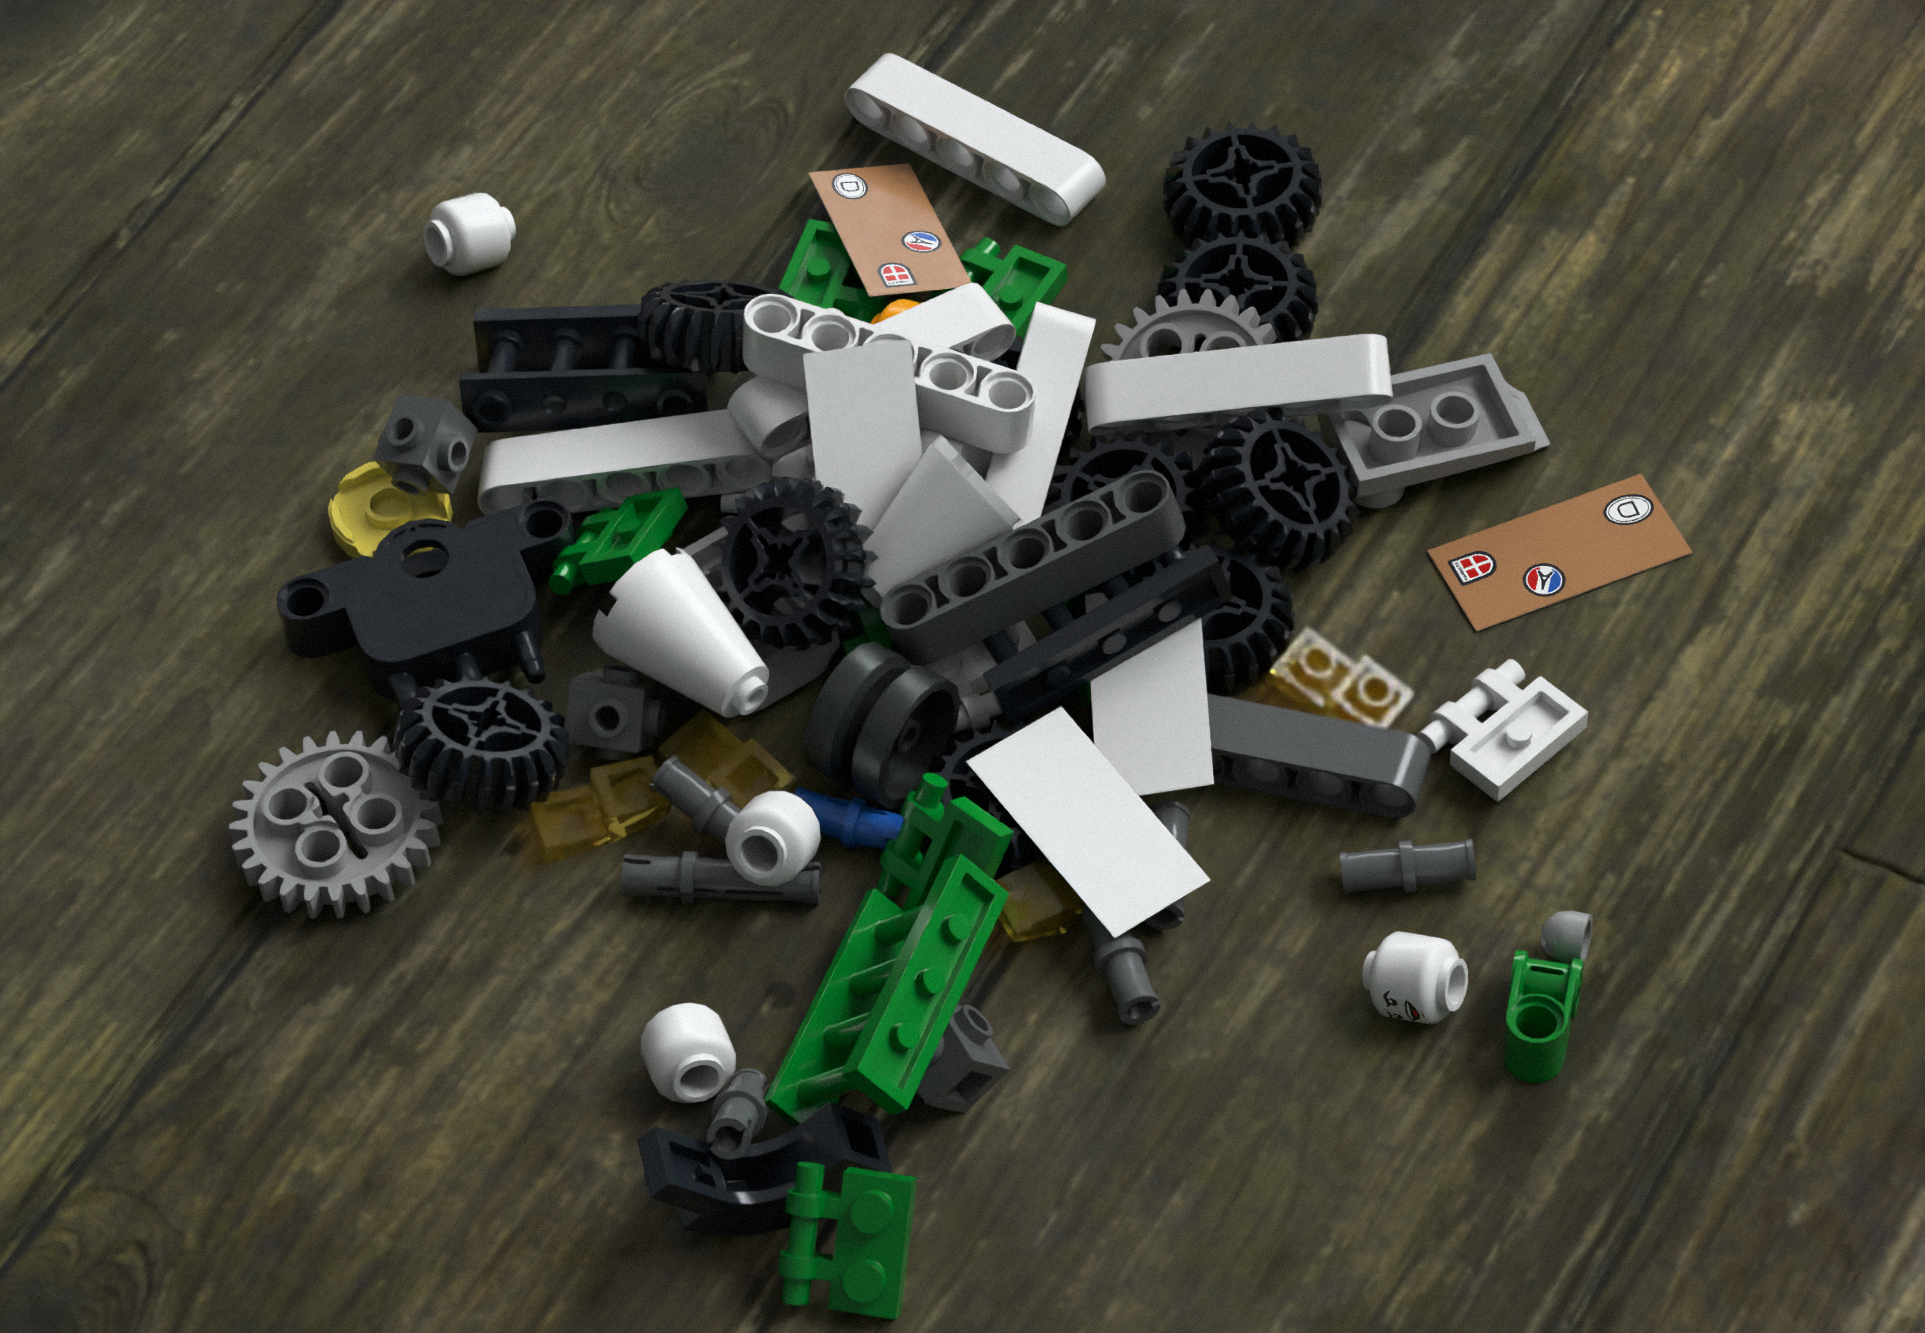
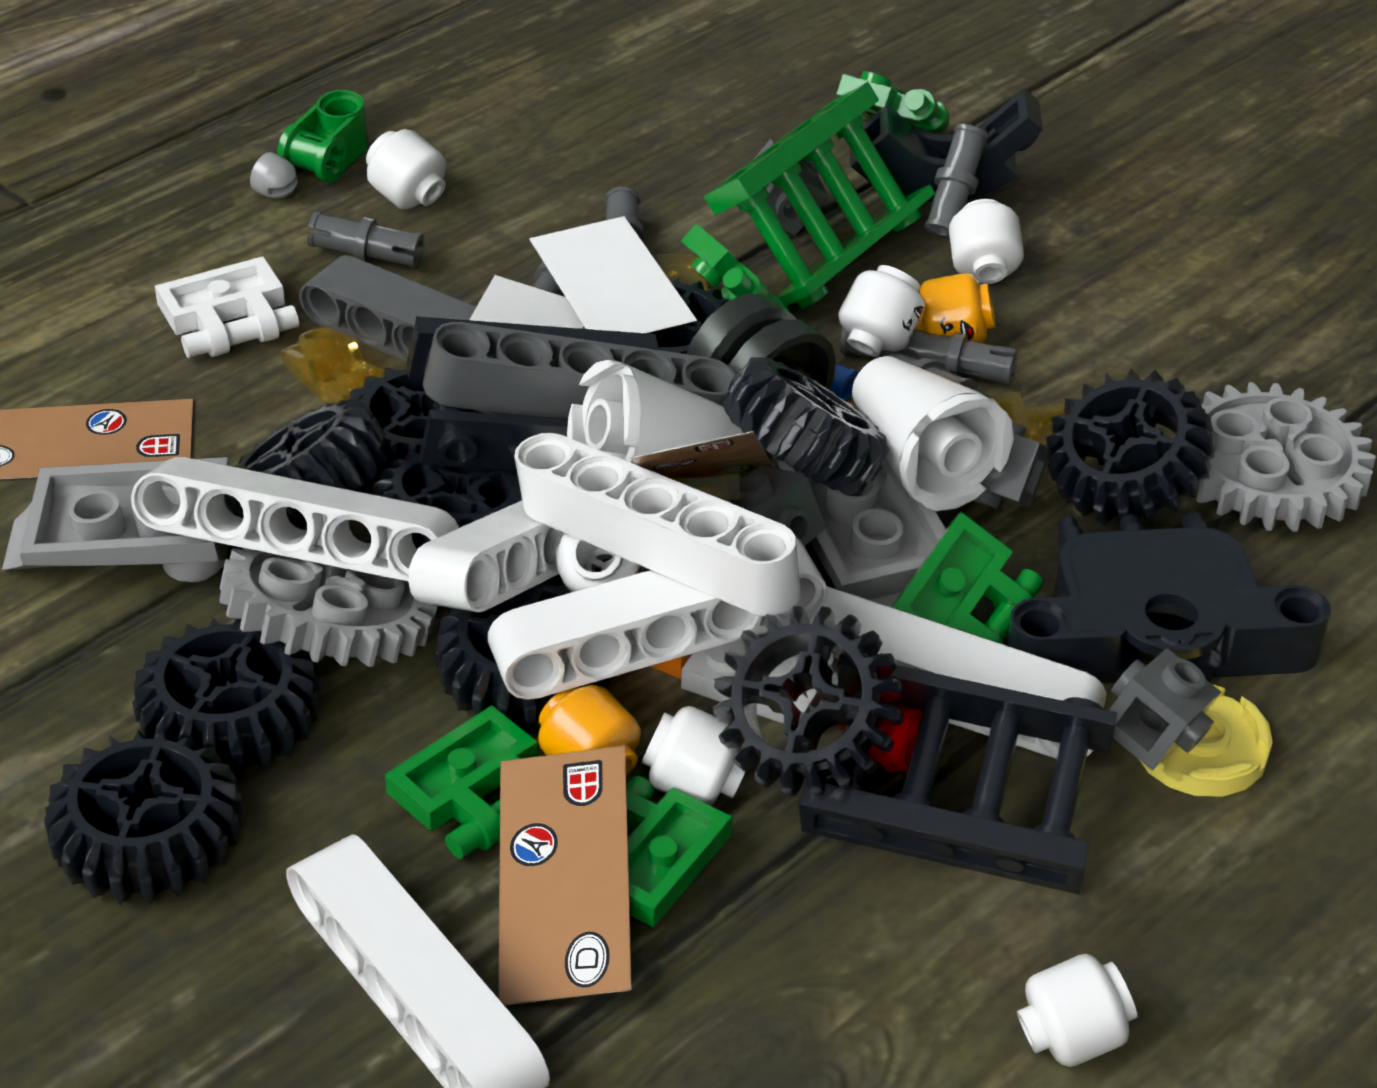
camera: 170 degrees left, 10 degrees down
(703, 927) = (958, 306): none -> light orange head

